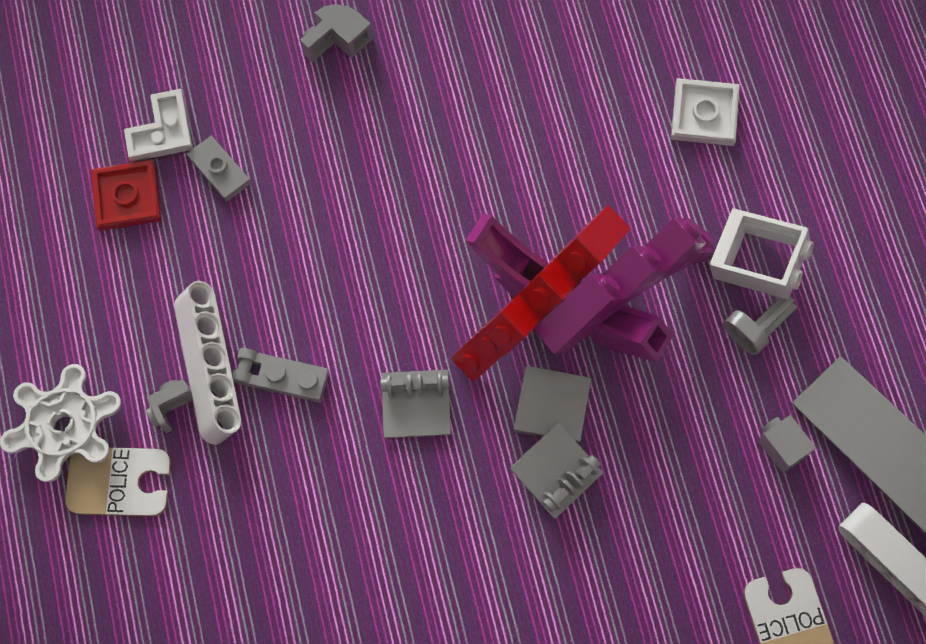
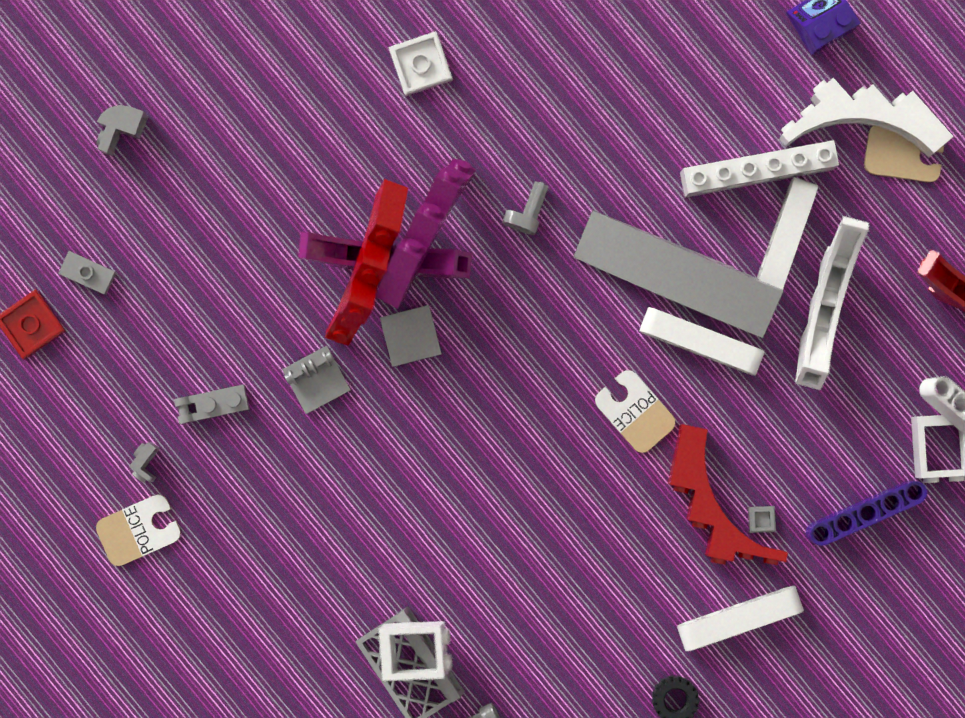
camera: 30 degrees left, 15 degrees up
(43, 412) = (61, 507): white plate -> none
(169, 132) = (36, 262): white plate -> none
(202, 376) = (155, 408): white beam -> none
(556, 470) = (434, 381): light grey hinge -> none
(761, 226) = (481, 160): white window -> none
(785, 443) = (580, 289): light grey brick -> none

